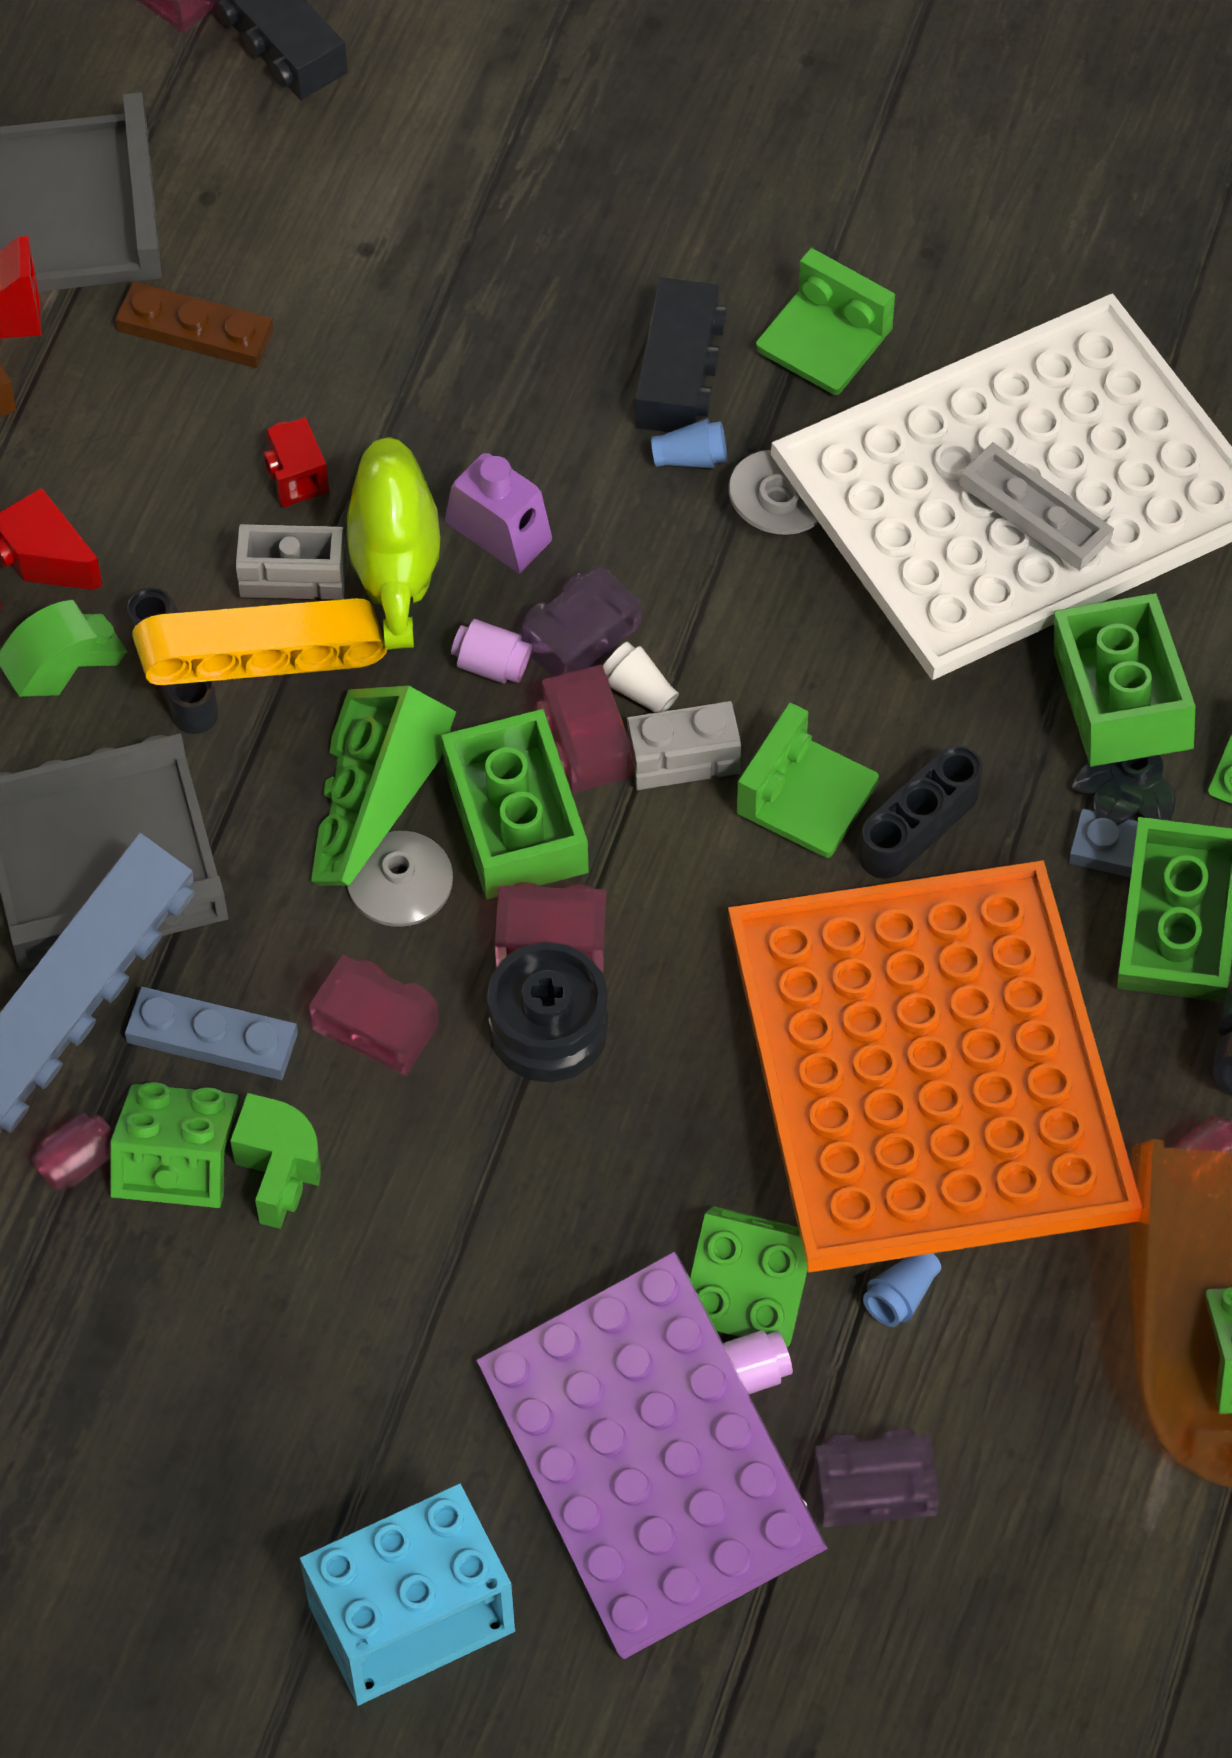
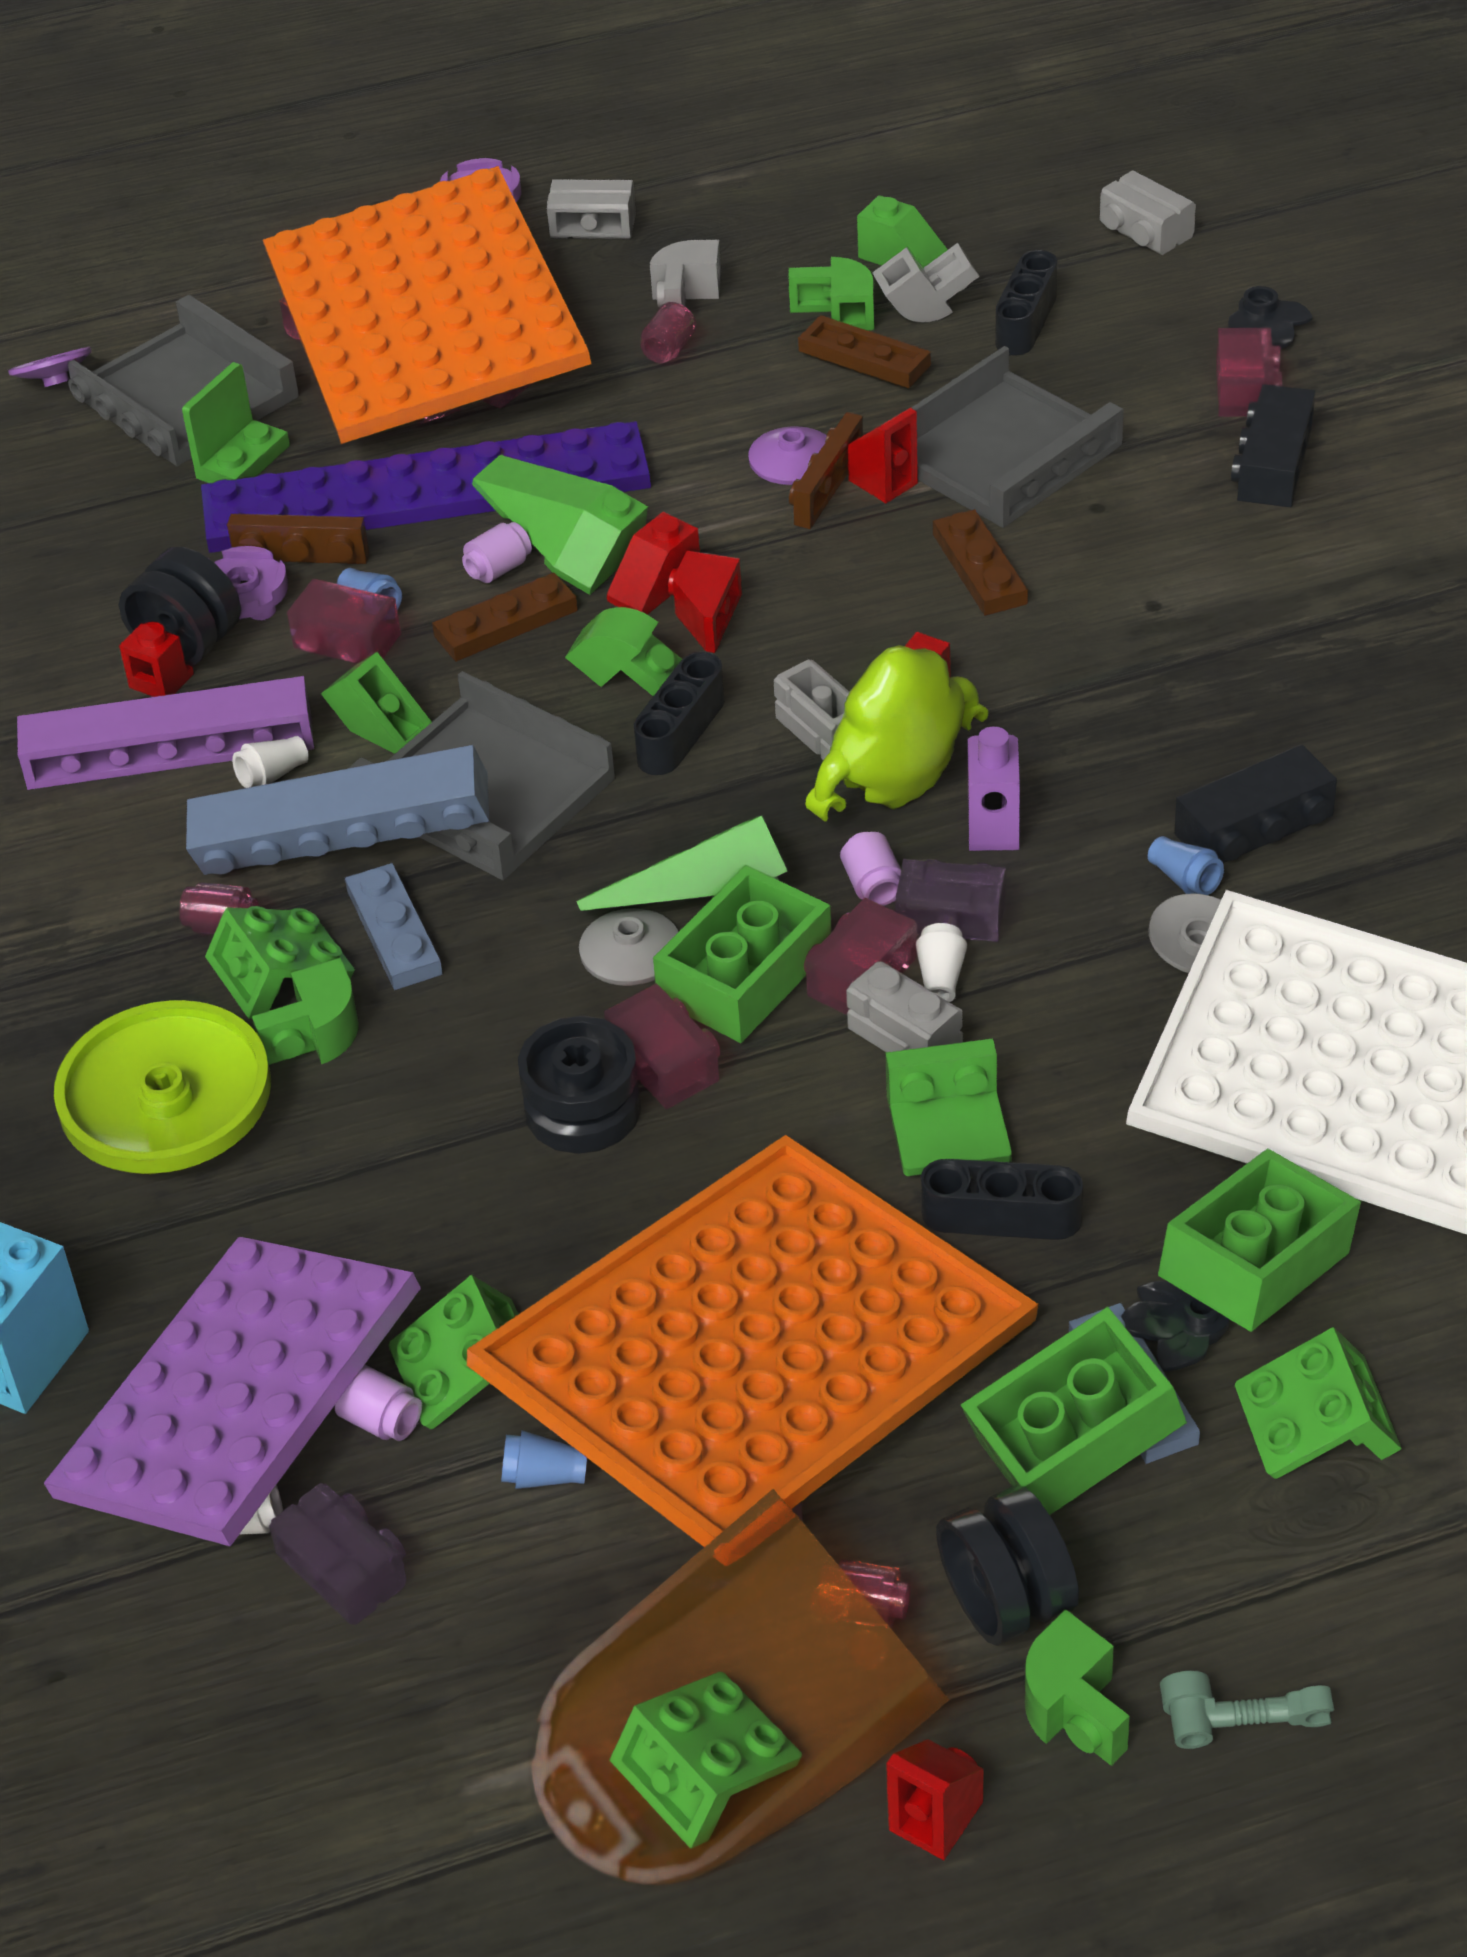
camera: 55 degrees right, 15 degrees down
(259, 641) = (724, 729): yellow beam -> none
(265, 1316) = (162, 1086): none -> lime dish
(375, 1014) = (487, 994): clear pink brick -> none
(829, 323) = (1389, 875): bright green bracket -> none
(1036, 506) = (1354, 1076): light grey plate -> none

